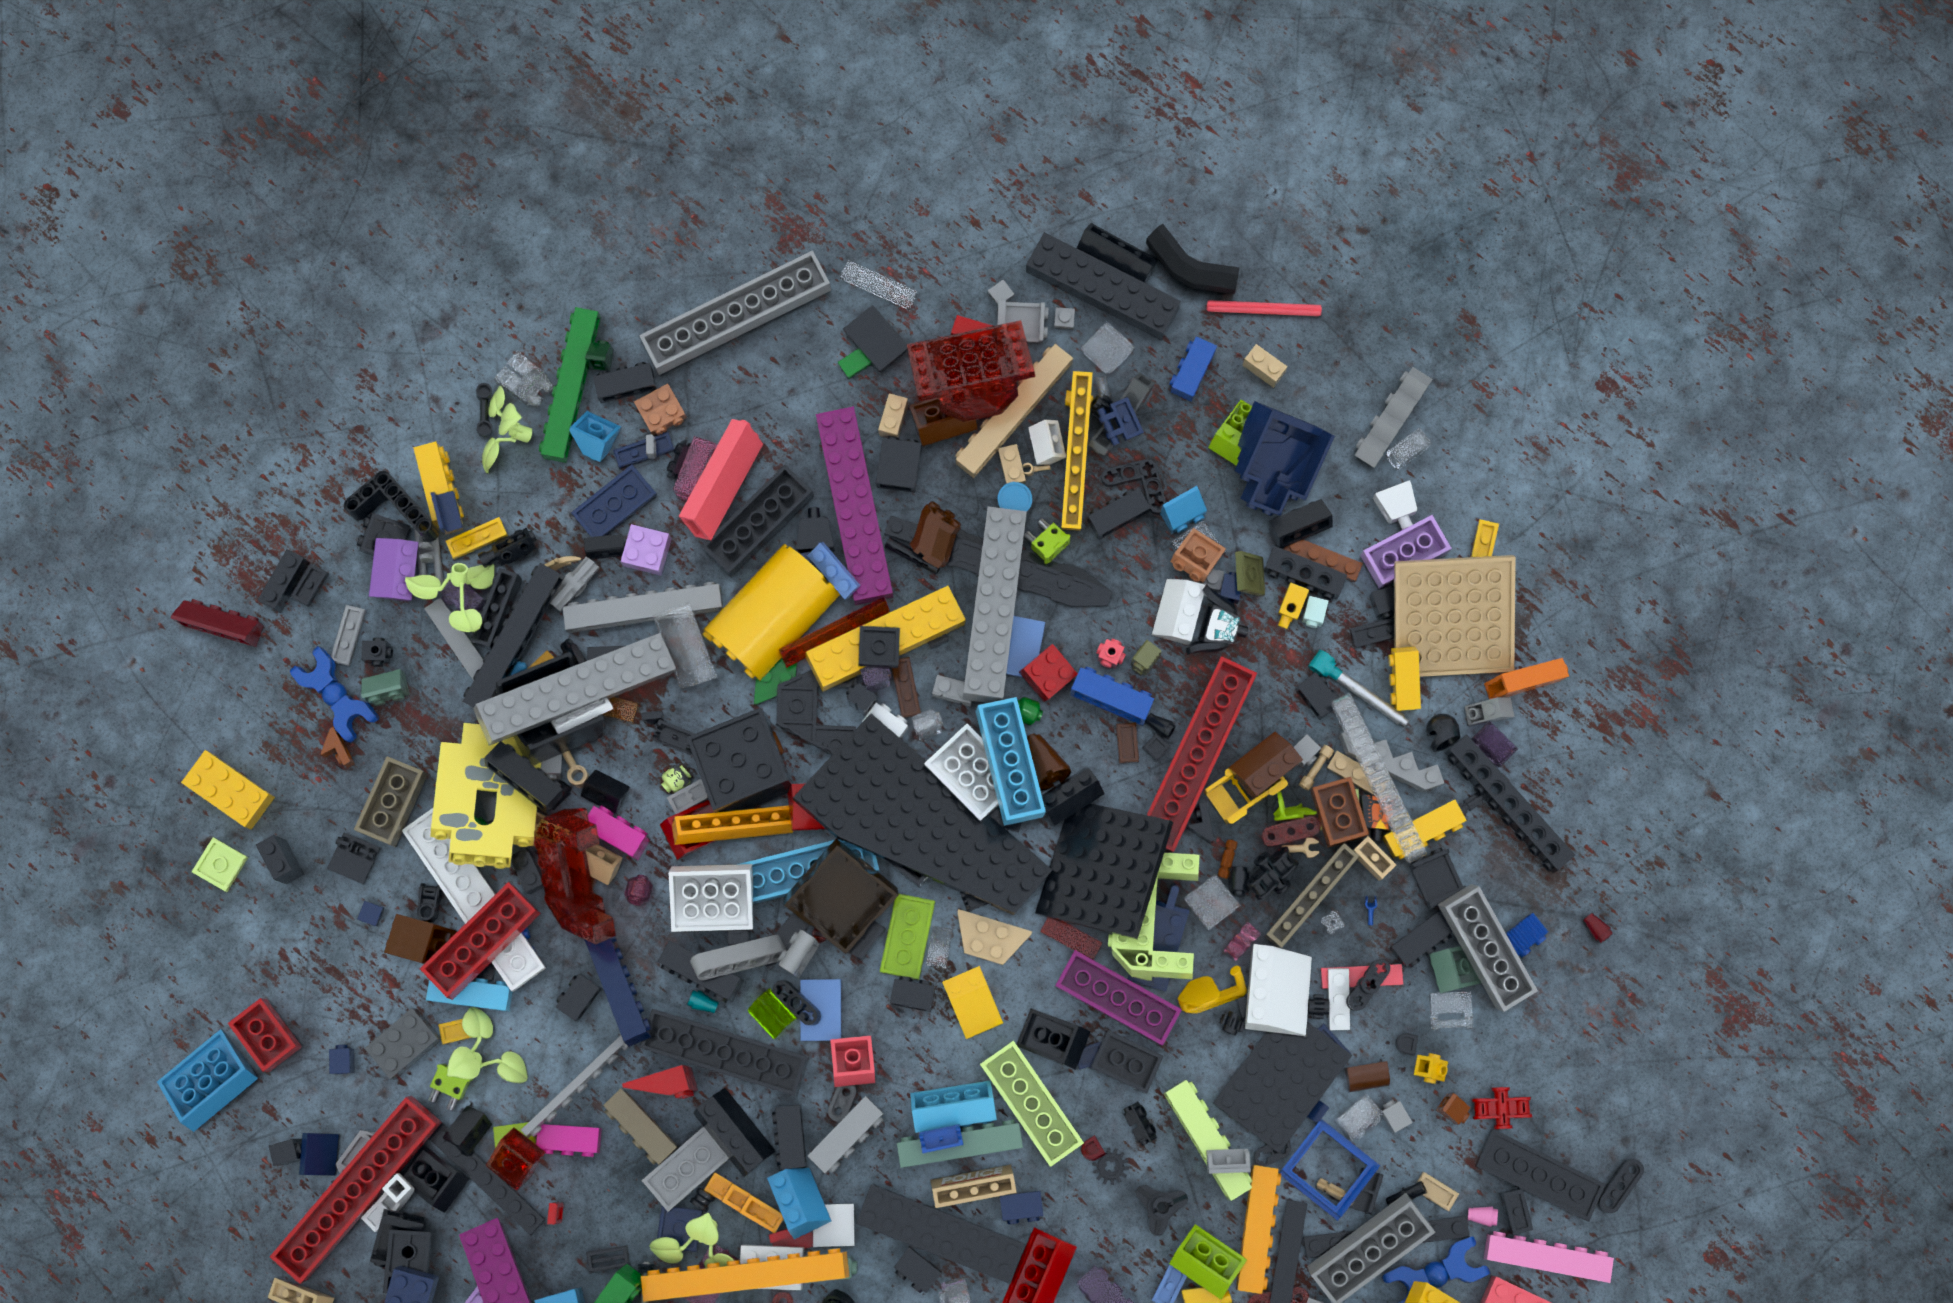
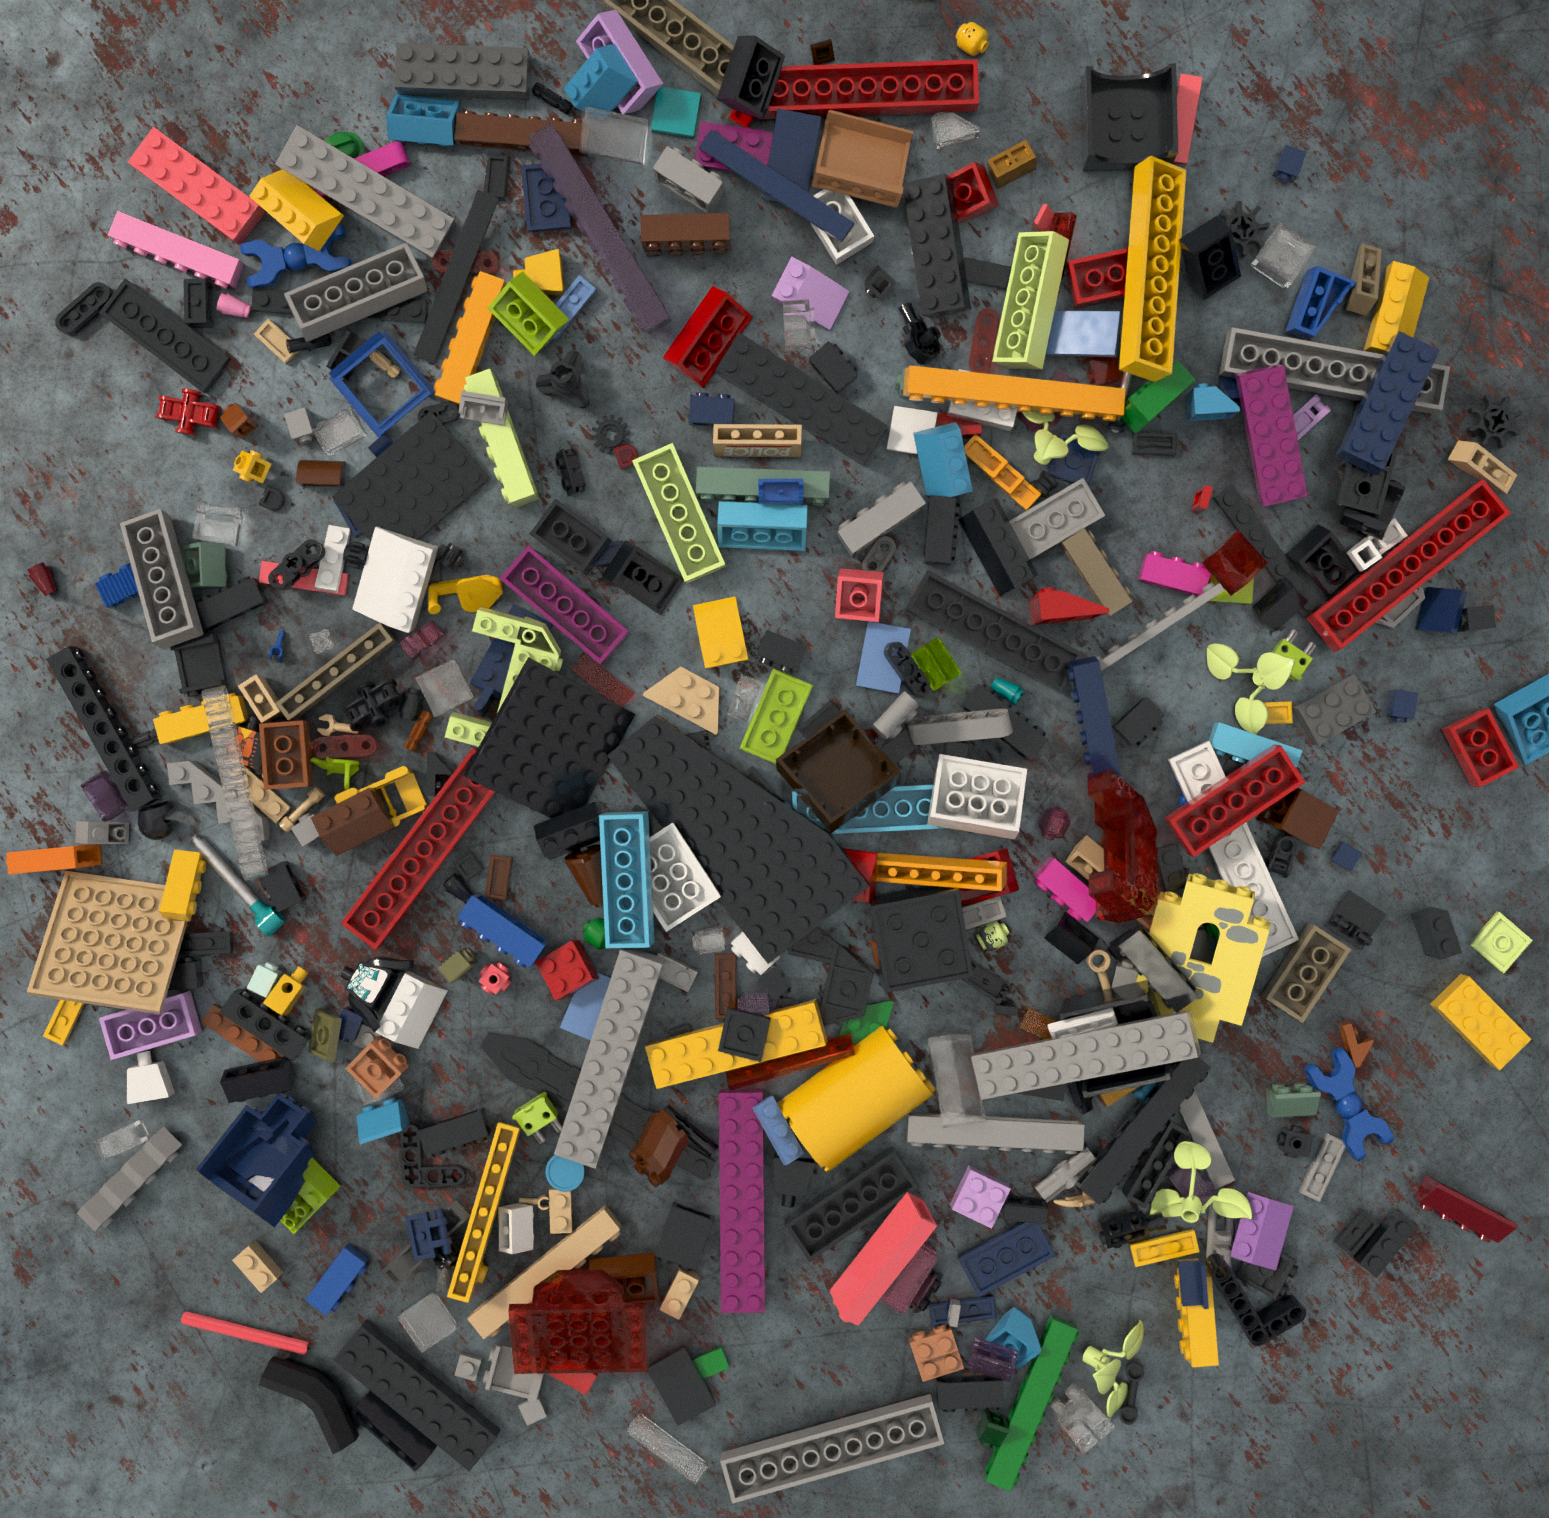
camera: 175 degrees left, 10 degrees up
(610, 413) = (992, 1359): none -> clear purple brick

